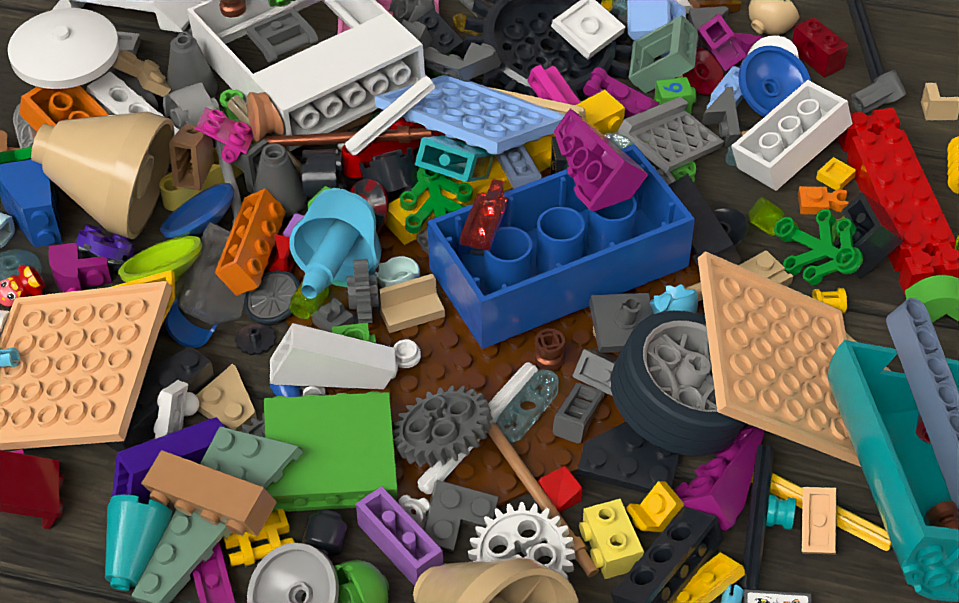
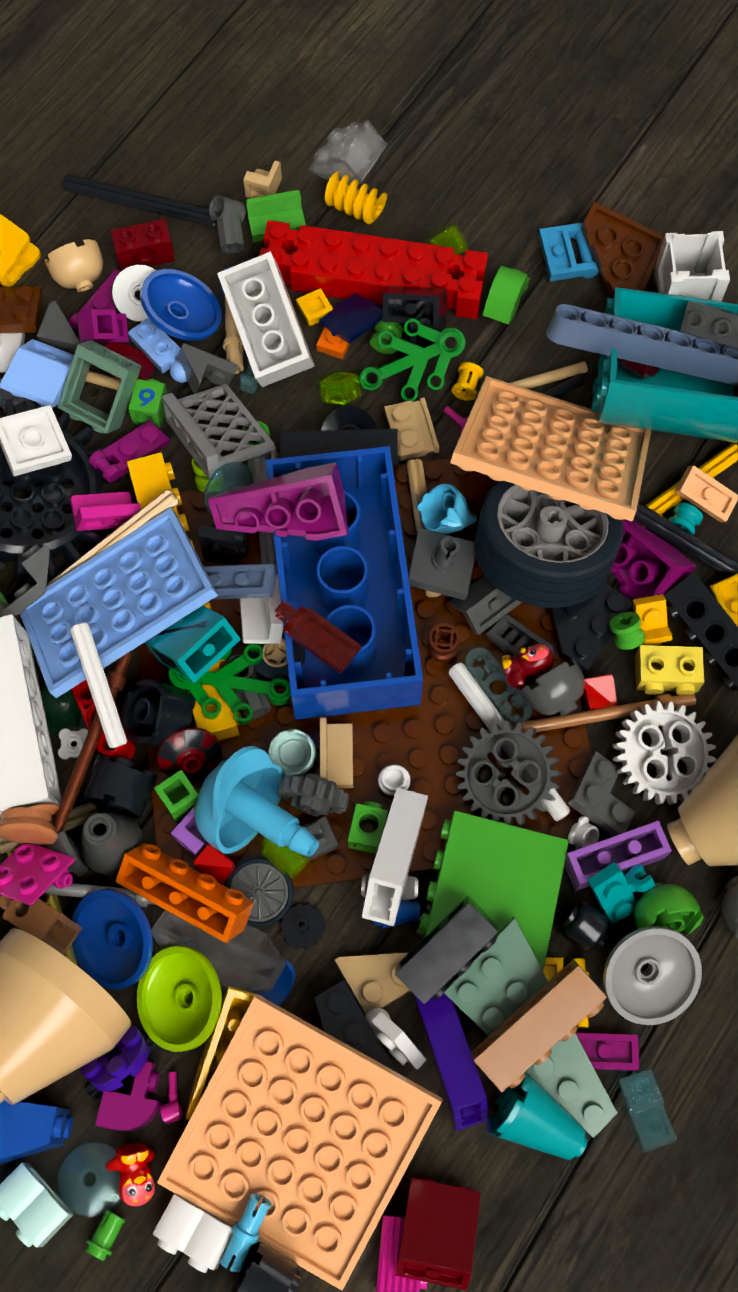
camera: 70 degrees left, 20 degrees up
(255, 409) = (447, 950): none -> black brick
(362, 536) = (616, 890): none -> teal plate
(540, 438) = (556, 690): none -> dark grey cylinder
(550, 402) = (528, 662): none -> dark red animal
(631, 486) = (627, 630): none -> bright green wheel
(832, 195) = (352, 318): none -> clear blue piece
(916, 120) = (276, 207): none -> bright green panel

